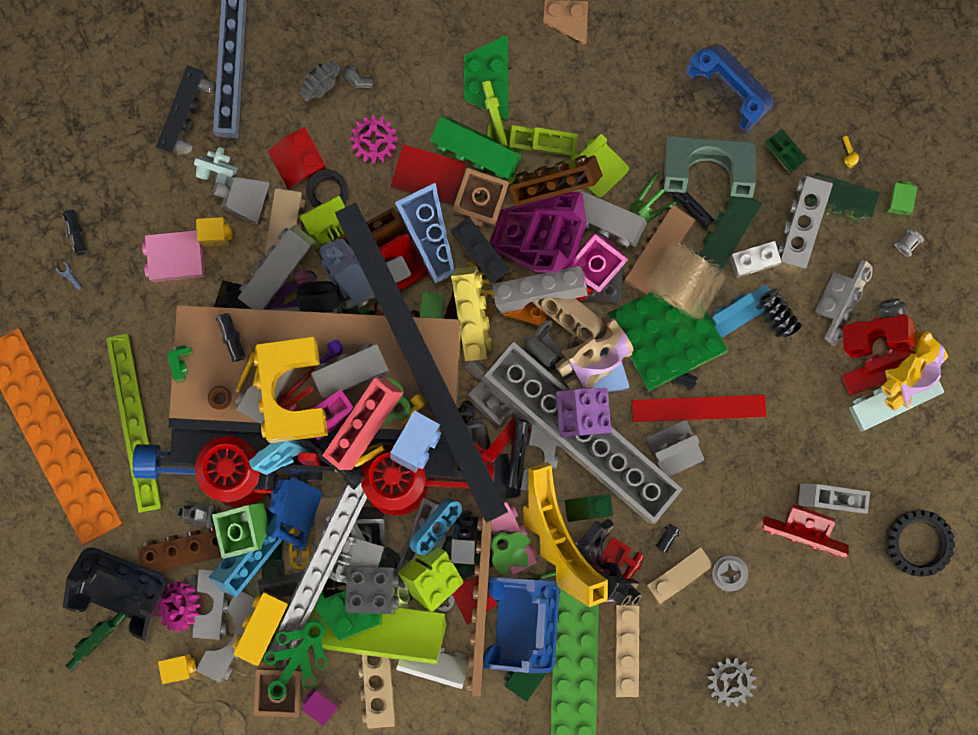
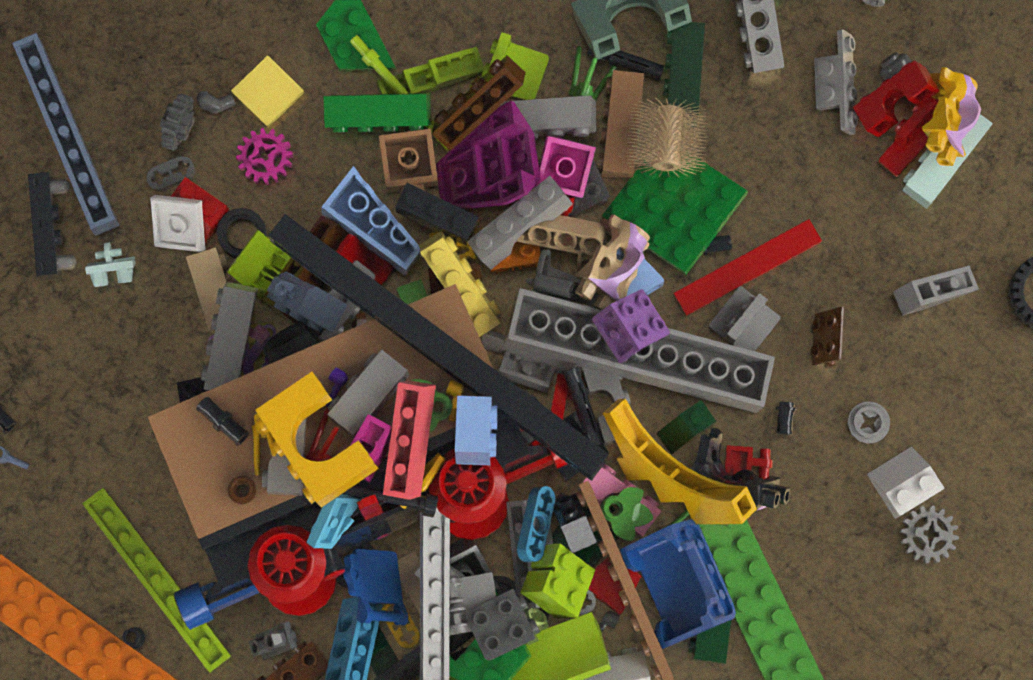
camera: 25 degrees left, 5 degrees down
(100, 458) = (140, 637): none -> black pin
(173, 256) = (112, 382): bright pink brick -> none
(179, 367) = (182, 479): green bracket -> none
(213, 232) = (143, 334): yellow brick -> none
(241, 529) = (329, 632): bright green slope -> none
(242, 197) = (156, 284): light grey torso -> none
(281, 159) = (177, 223): none -> white tile
(297, 112) = (168, 168): none -> dark grey beam
(401, 90) = (267, 91): none -> light yellow tile
(421, 168) = (330, 161): red tile -> none
(458, 623) = (609, 619): none -> dark grey hand
(626, 651) = (802, 556): tan brick -> none
(679, 575) = (816, 451): tan slope -> none
(731, 493) = (828, 337): none -> reddish brown hinge
(734, 633) = (905, 482): none -> white slope
(739, 312) = (740, 143): dark azure bracket -> none
(755, 259) = (727, 85): white brick -> none
(778, 313) = (780, 127): black piece -> none
(809, 528) = (925, 333): red bracket -> none

